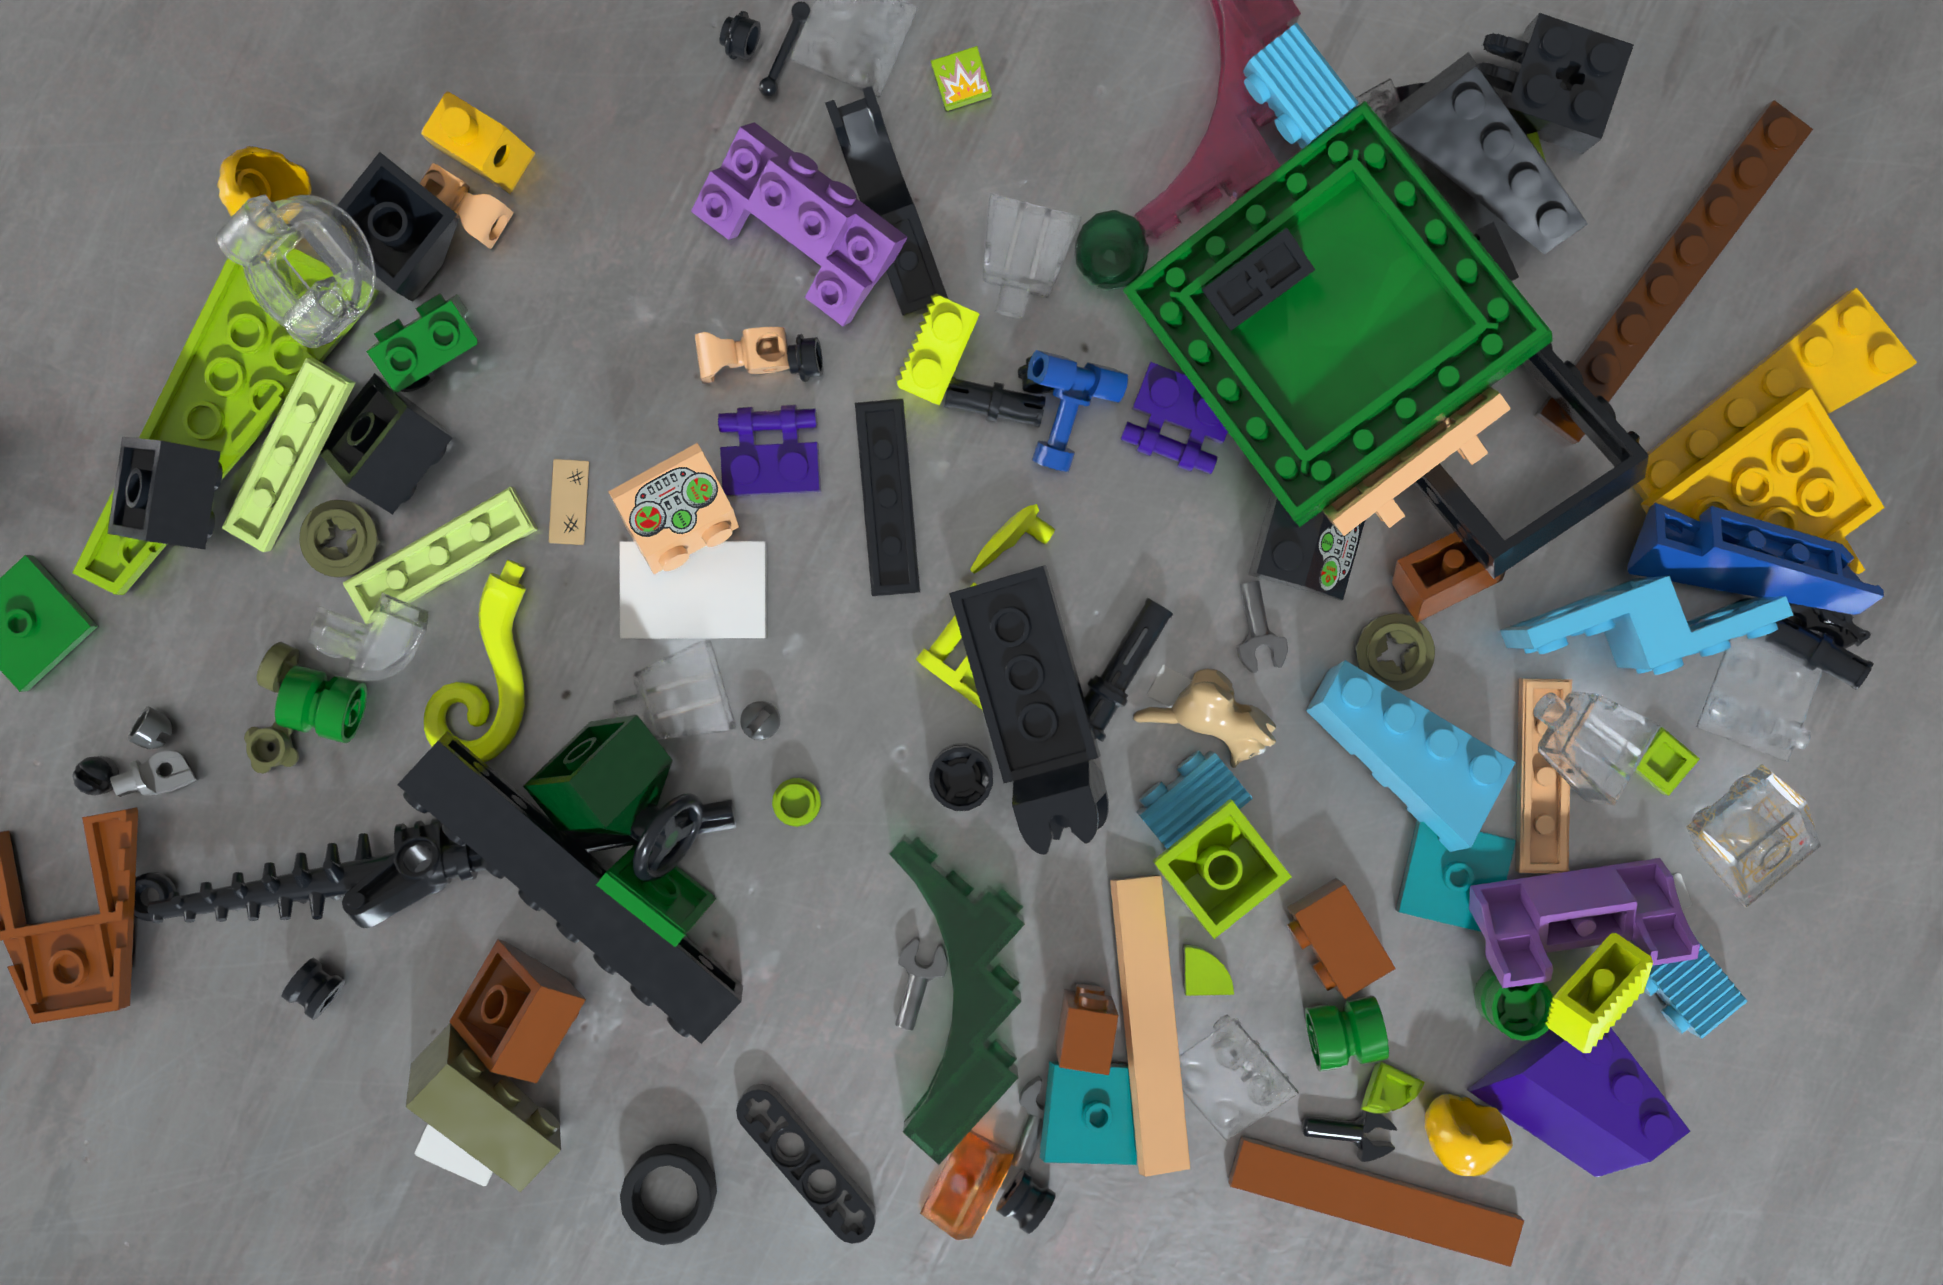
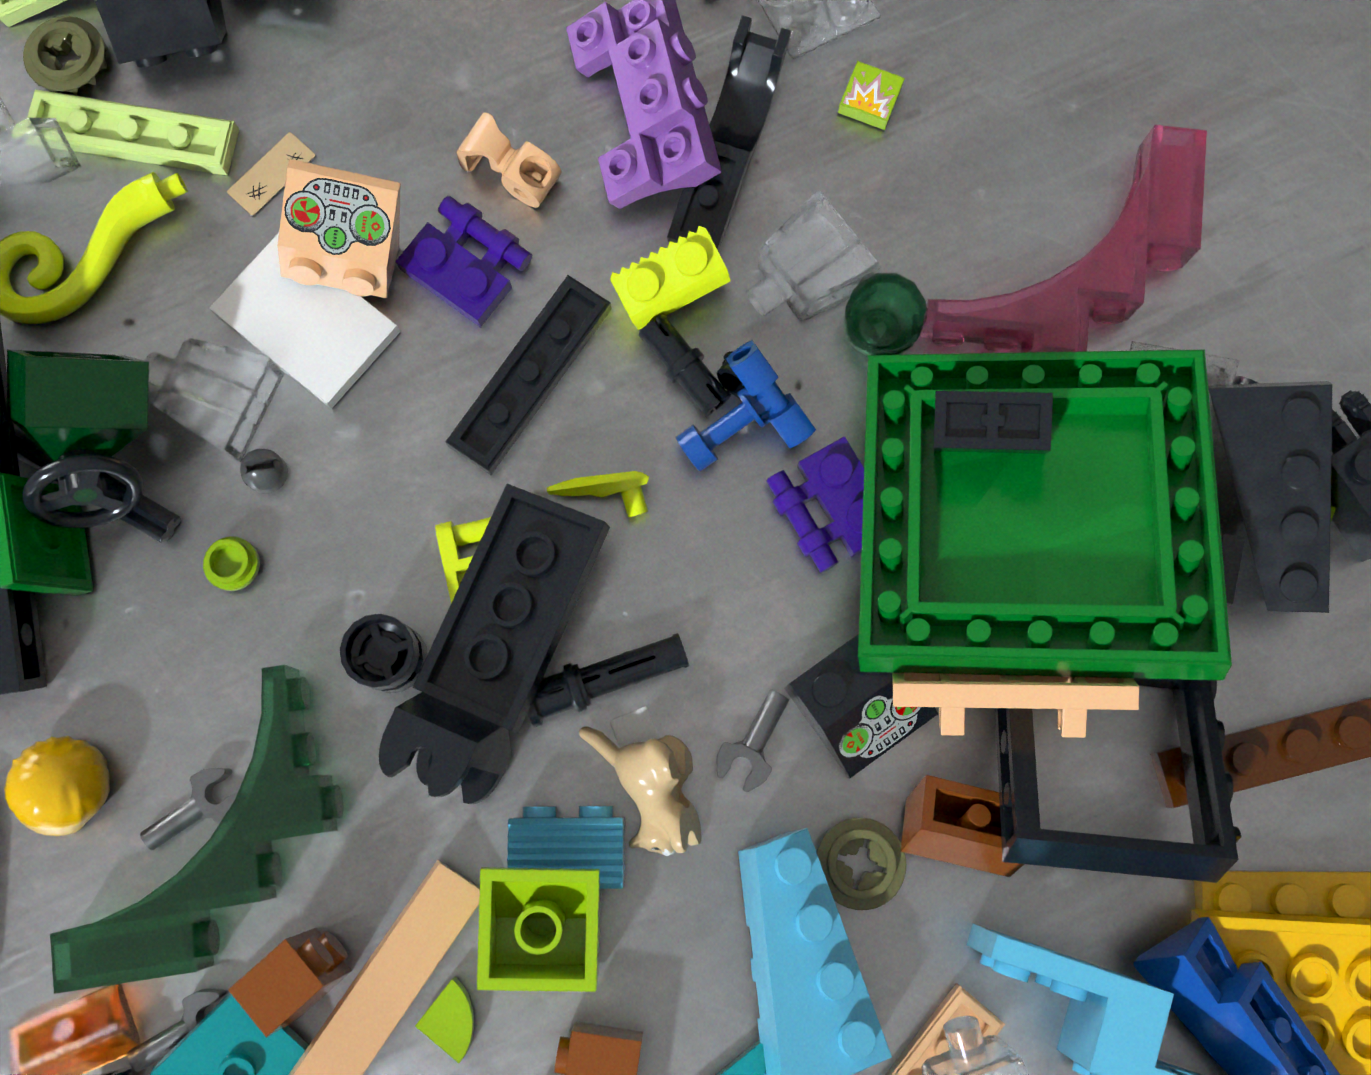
camera: 40 degrees right, 10 degrees down
(805, 357) = (559, 208): black plate -> none
(815, 1039) = (57, 785): none -> yellow hair
(1298, 87) = (1153, 295): medium azure brick -> none

